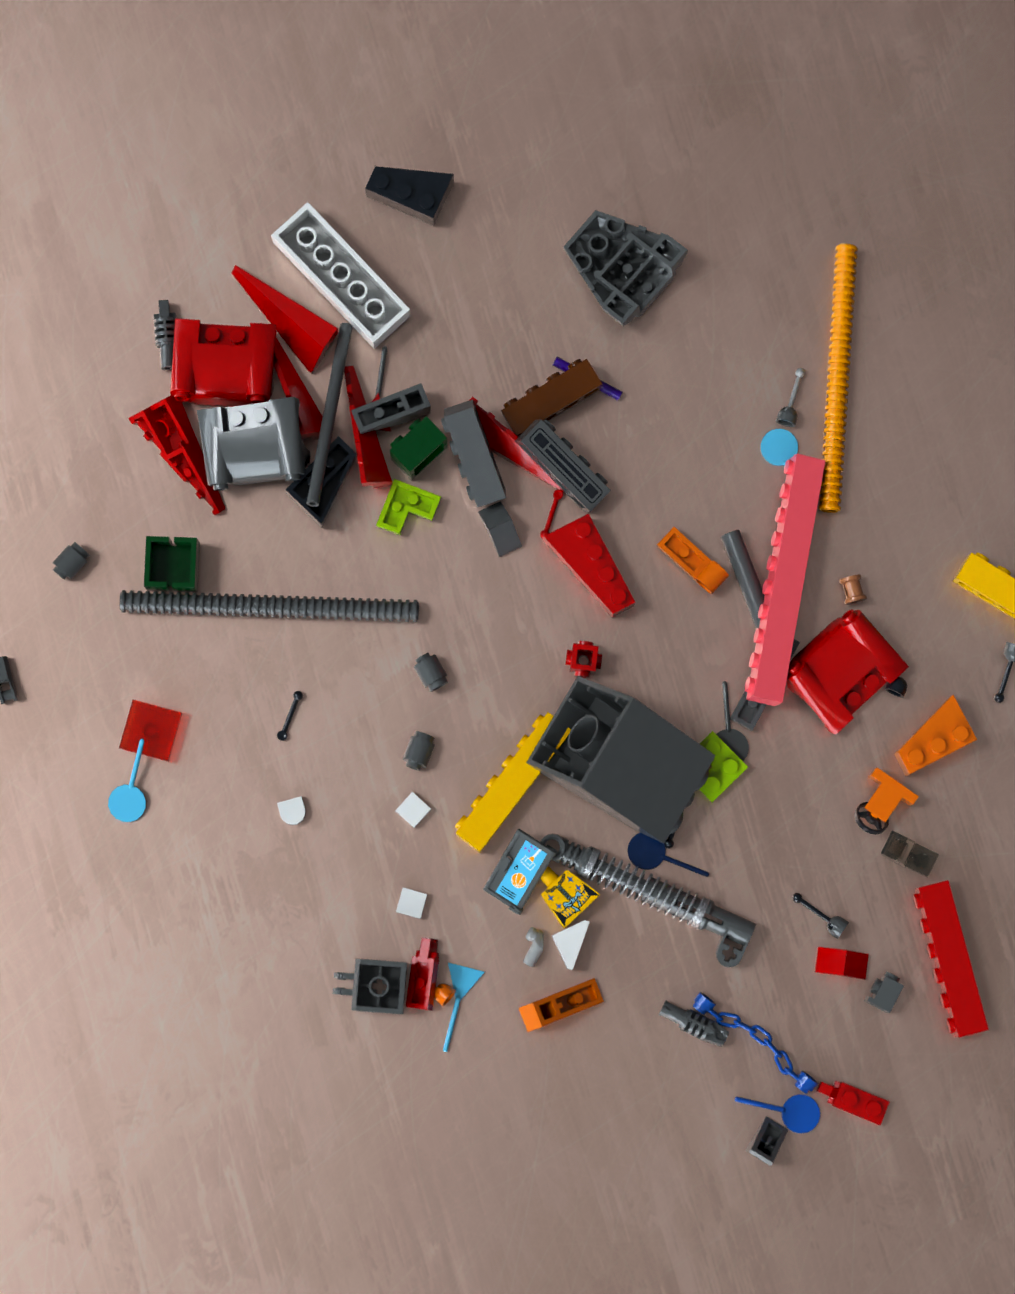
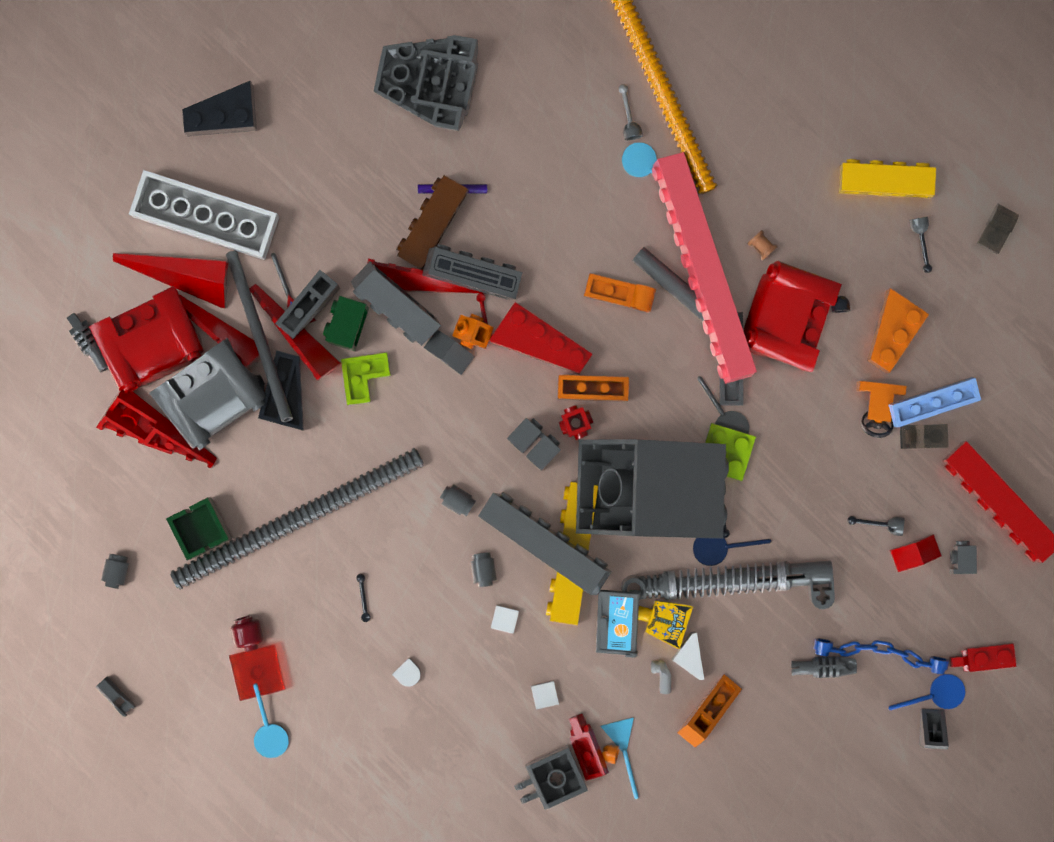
camera: 20 degrees left, 5 degrees up
(161, 687) = (247, 633): none -> dark red head
(491, 756) = (545, 543): none -> dark grey brick
(532, 654) = (526, 434): none -> dark grey piece
(533, 520) = (472, 331): none -> orange brick
(617, 635) = (593, 388): none -> orange brick
(937, 827) = (934, 402): none -> light blue plate

